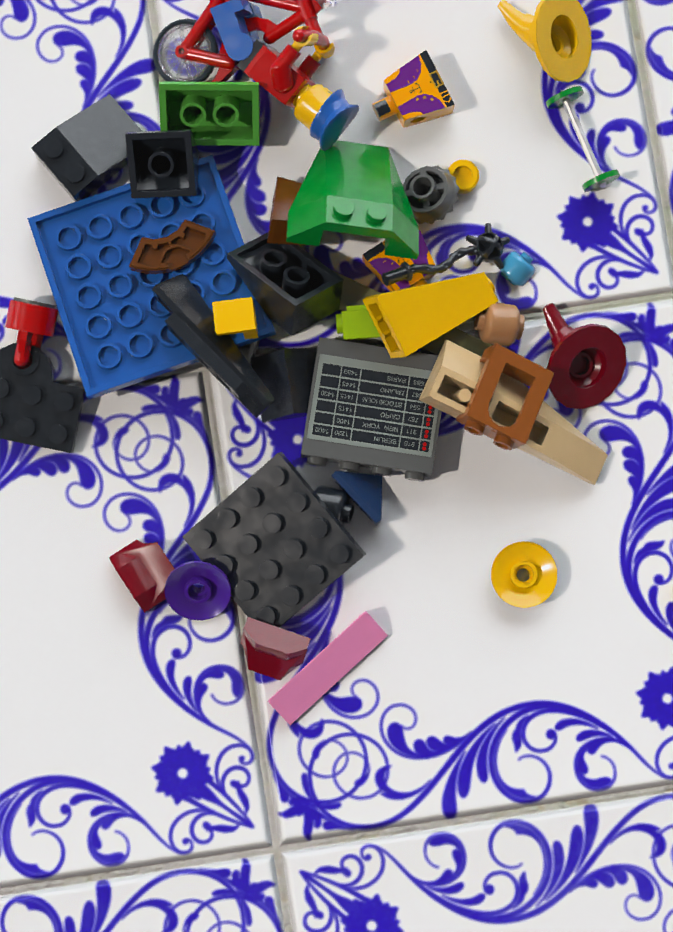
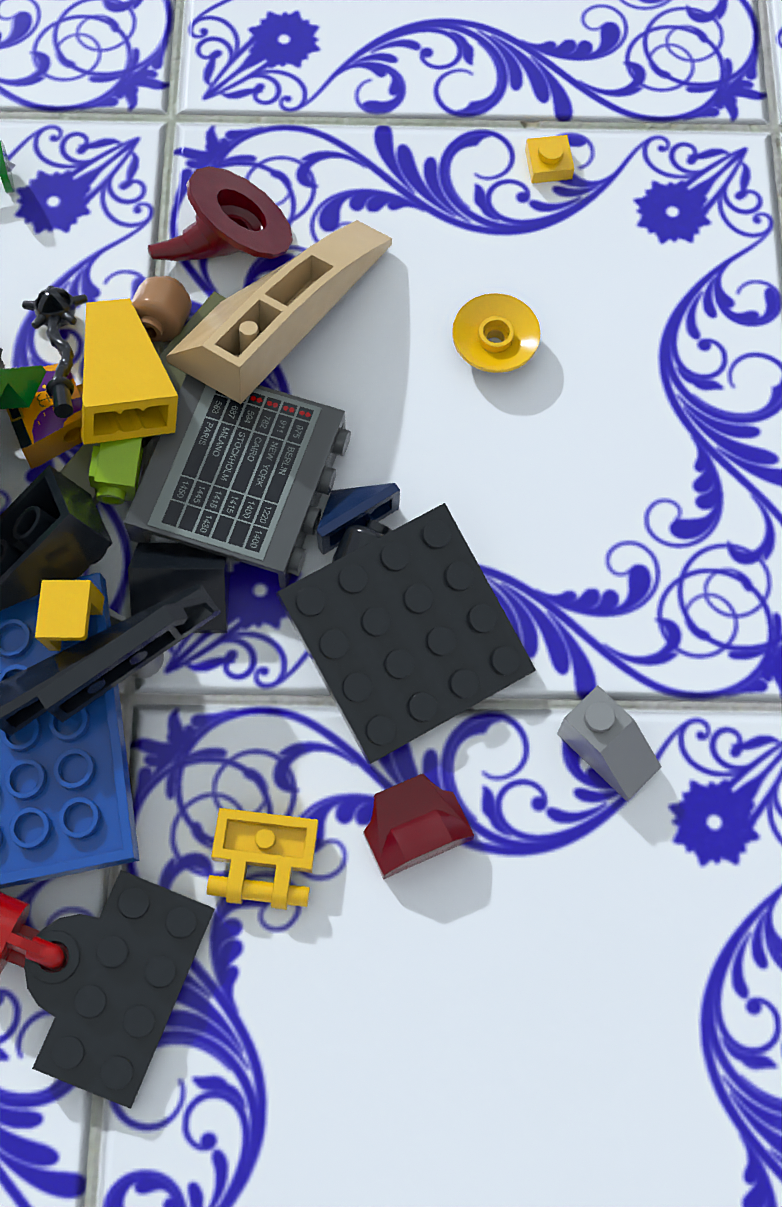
camera: 85 degrees left, 15 degrees down
(119, 477) = (267, 842): none -> yellow plate
(197, 602) = (468, 745): dark purple dish -> none
(219, 695) = (610, 742): none -> light grey slope
(272, 649) = (551, 663): slope -> none
(327, 668) = (586, 598): bright pink slope -> none
(476, 416) = (222, 280): dark orange panel -> none
(517, 268) = (93, 282): dark azure piece -> none

